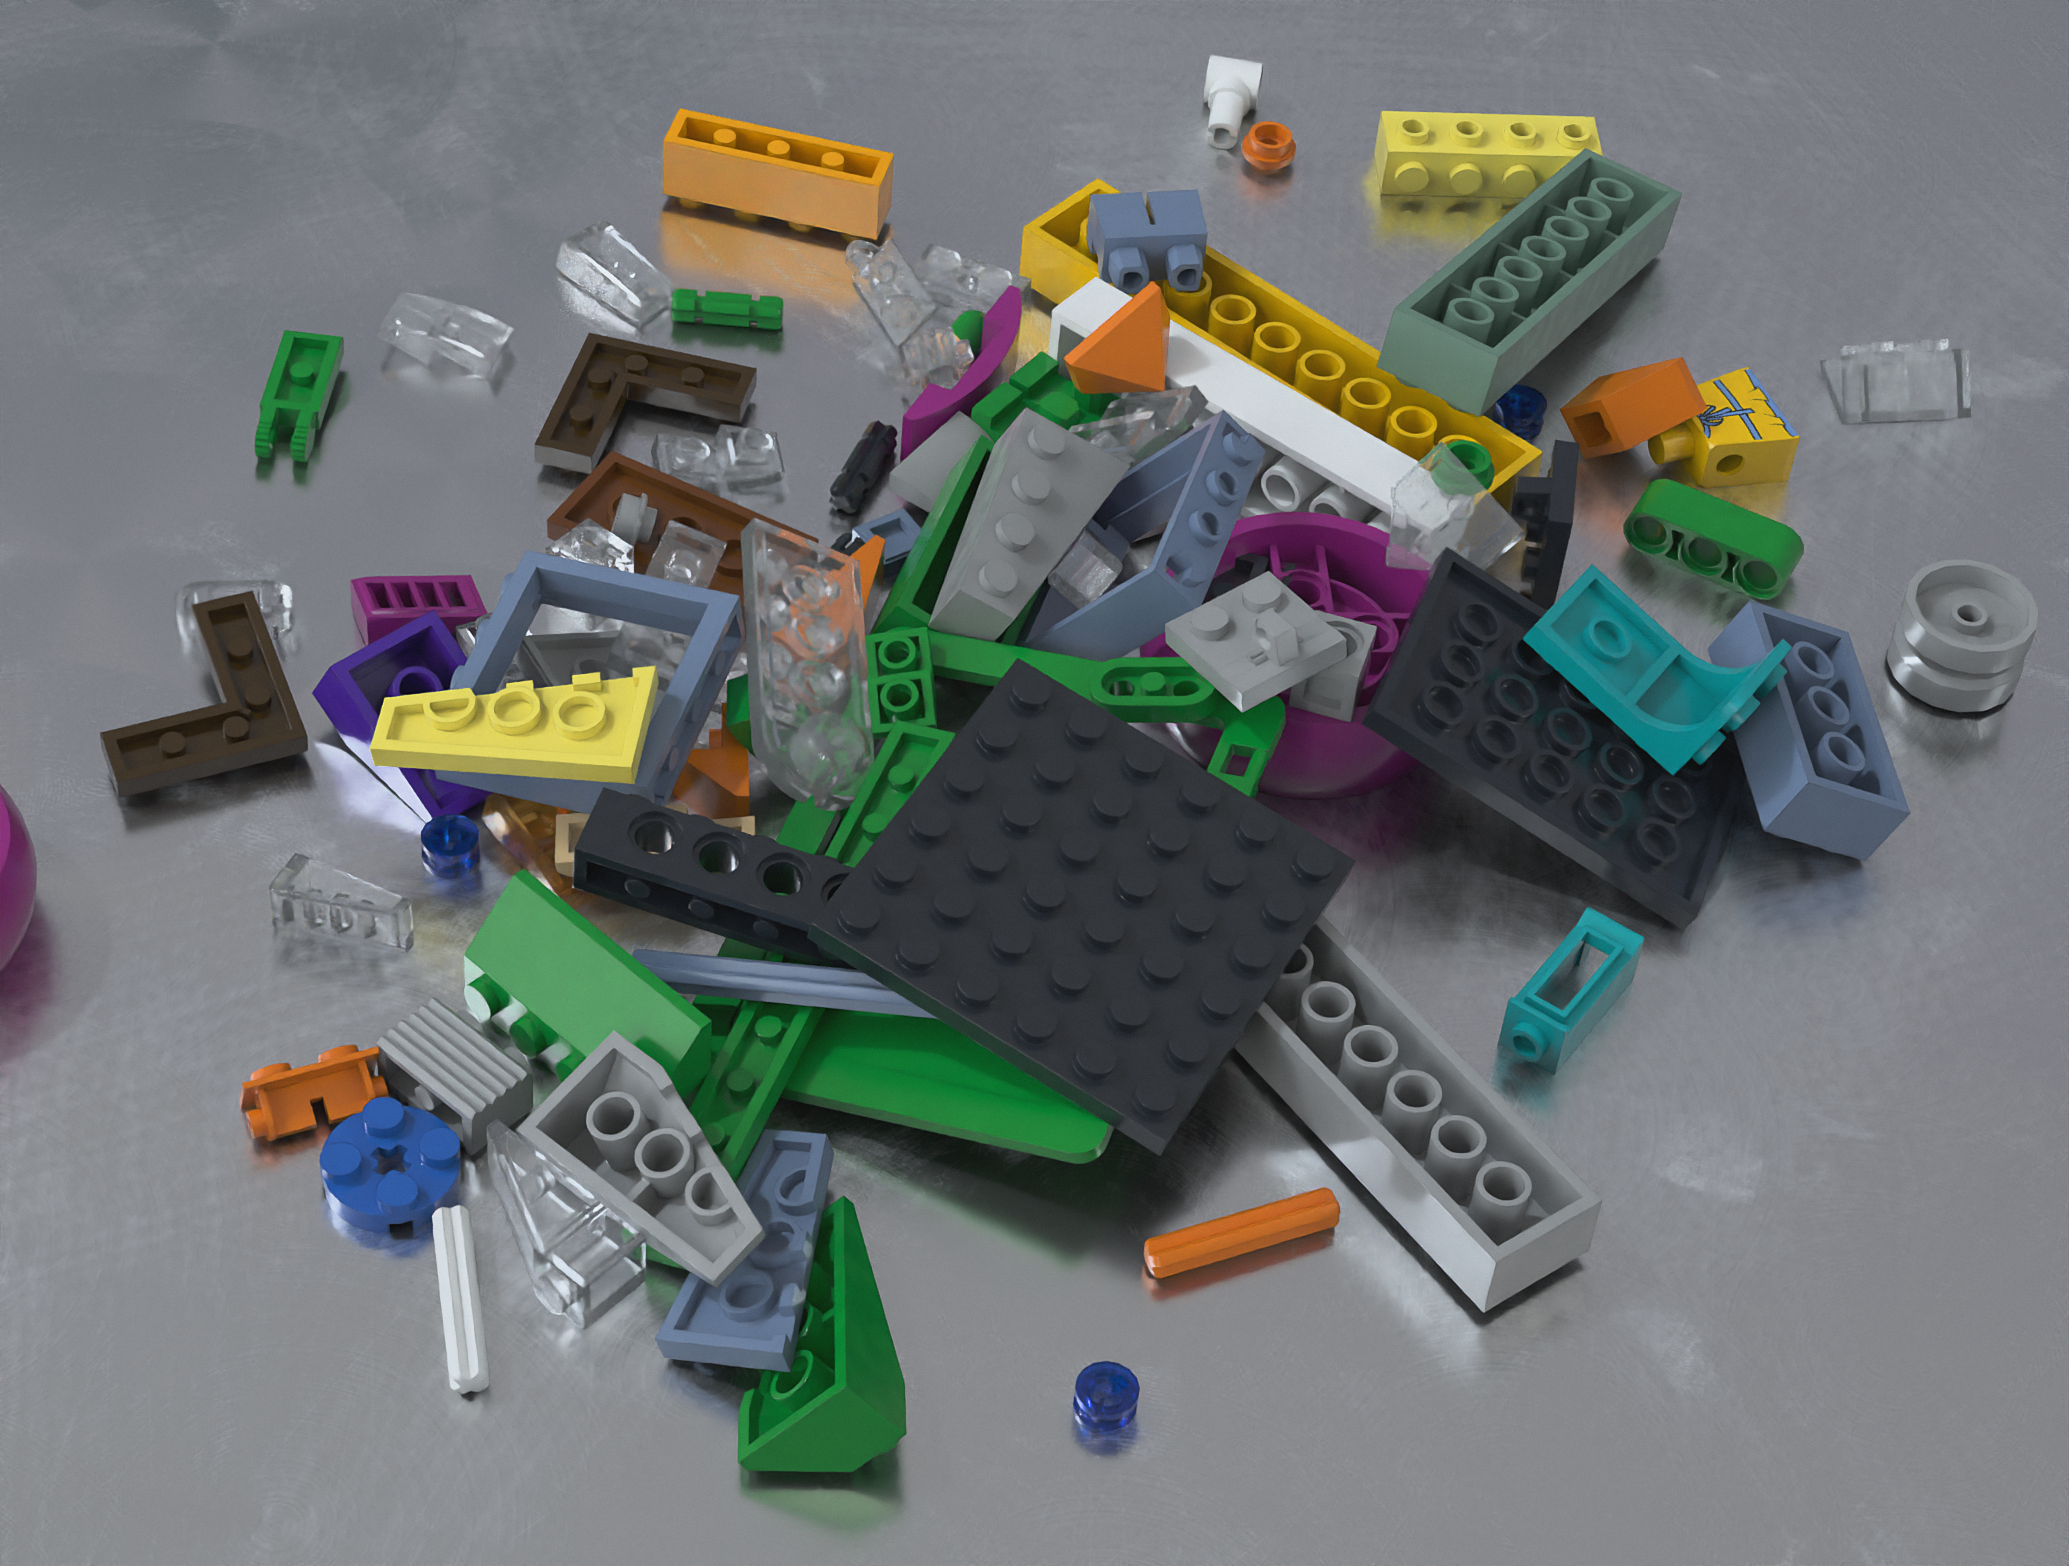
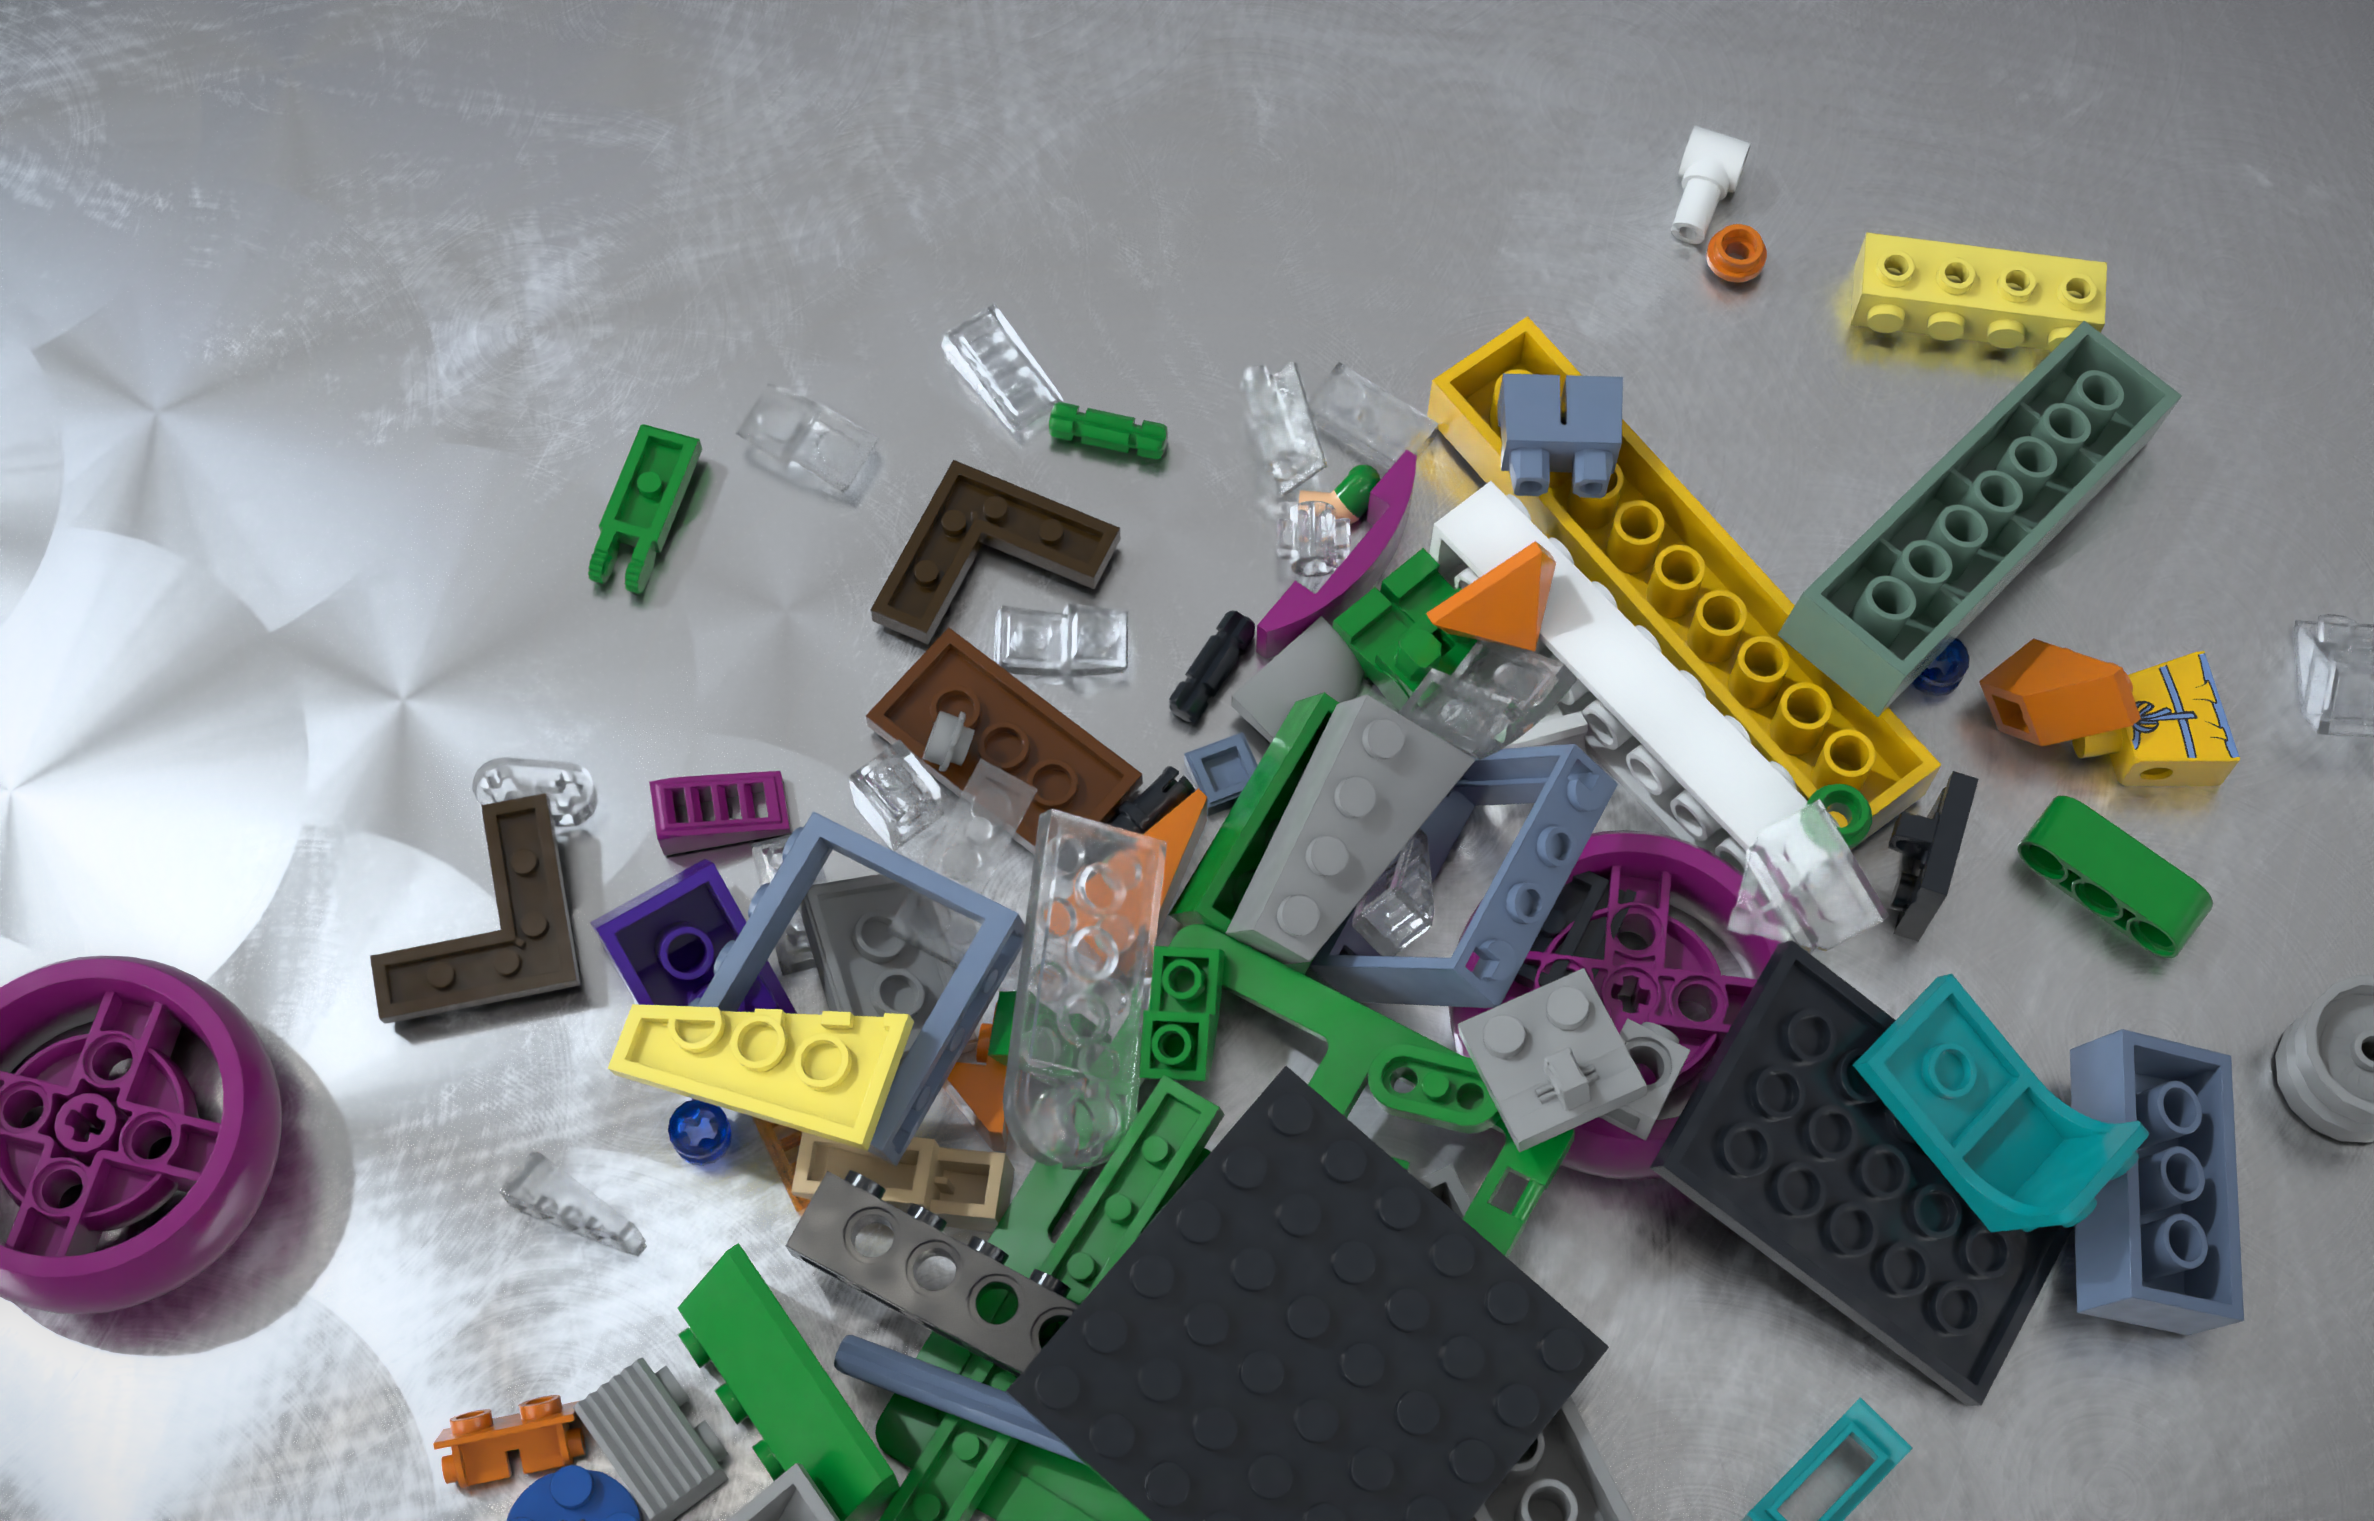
camera: 15 degrees right, 20 degrees up
(777, 173) = (1189, 258): light orange brick -> none

